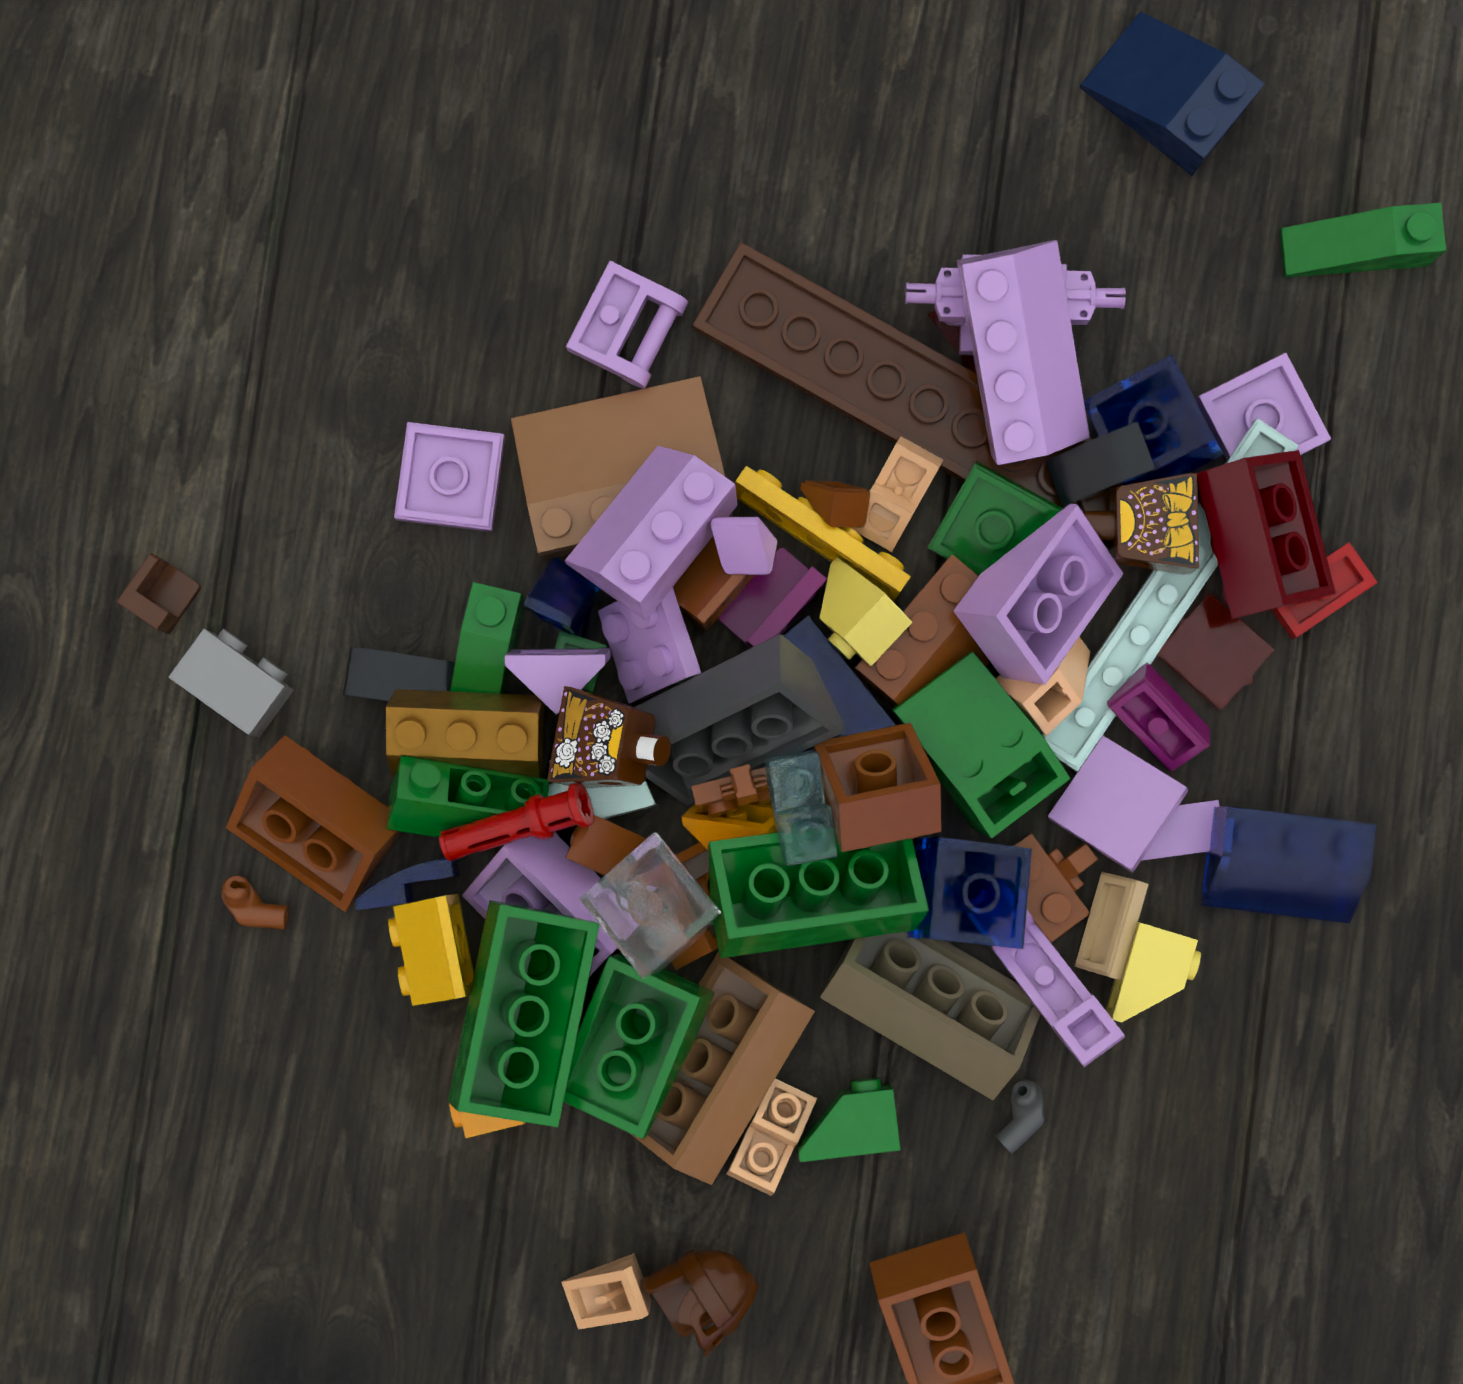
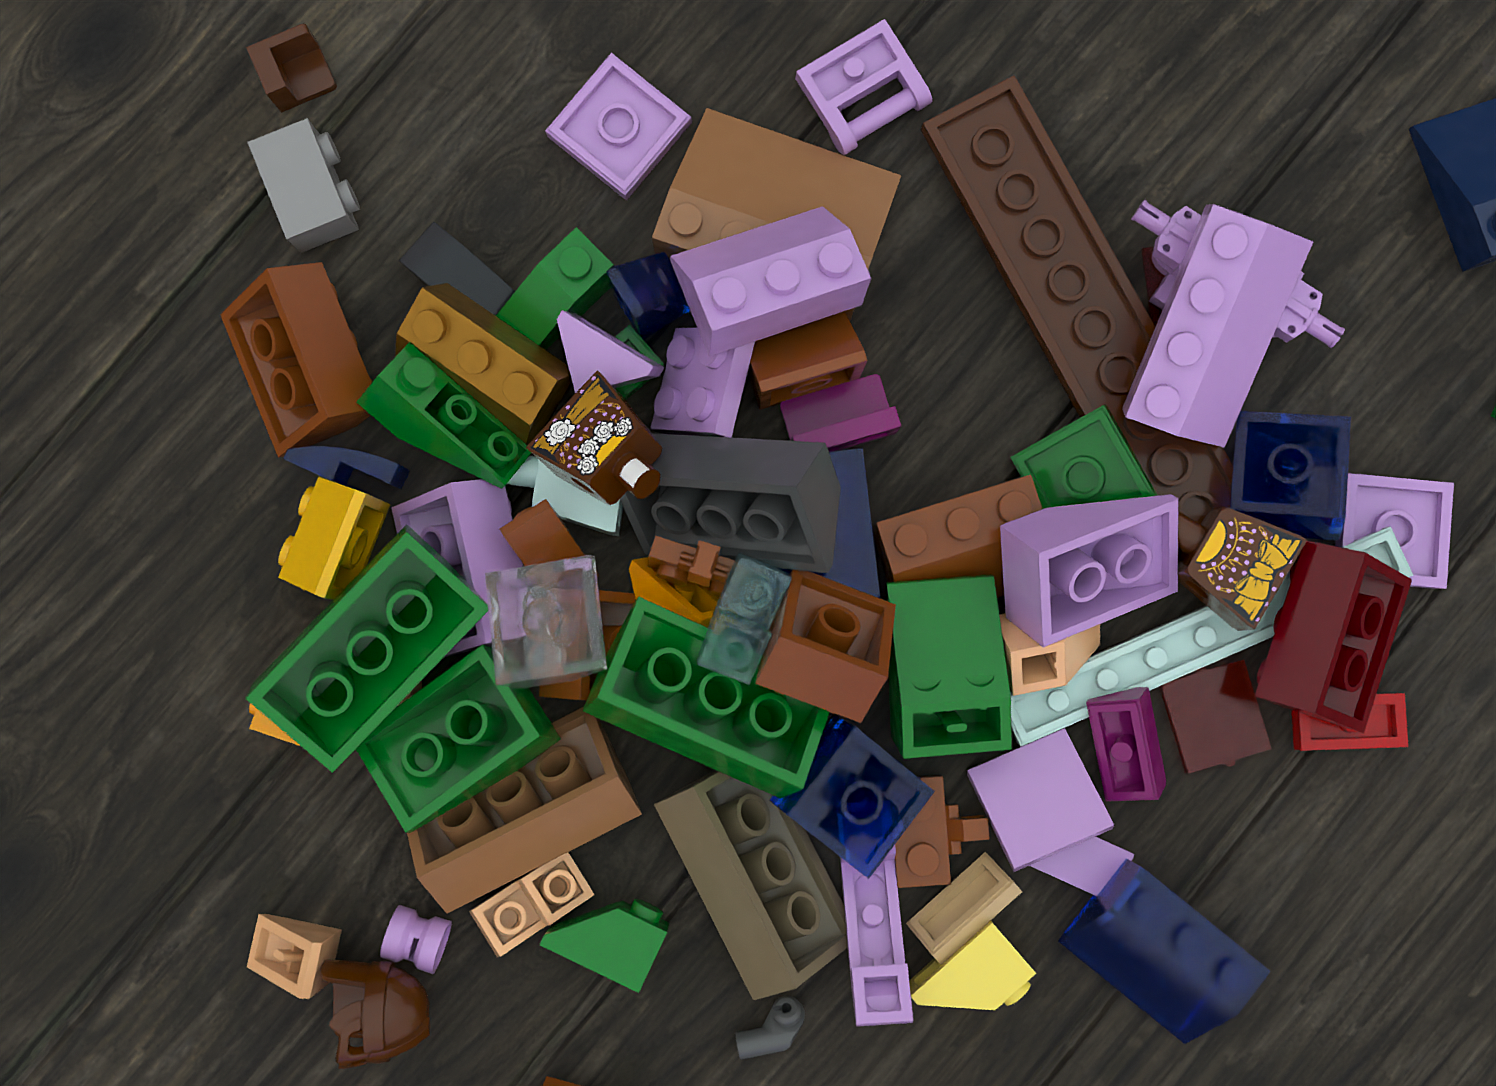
camera: 25 degrees right, 0 degrees up
(248, 907) = (194, 399): dark orange arm -> none
(537, 818) = (494, 475): red pin -> none
(688, 1225) = (415, 939): none -> lavender wheel
(744, 545) = (844, 341): lavender slope -> none
(801, 520) = (913, 366): yellow plate -> none
(838, 502) = (955, 364): dark orange slope -> none
(859, 614) = (911, 477): light yellow slope -> none
(898, 492) = (1013, 390): light nougat slope -> none
(1100, 464) = (1221, 477): black slope -> none

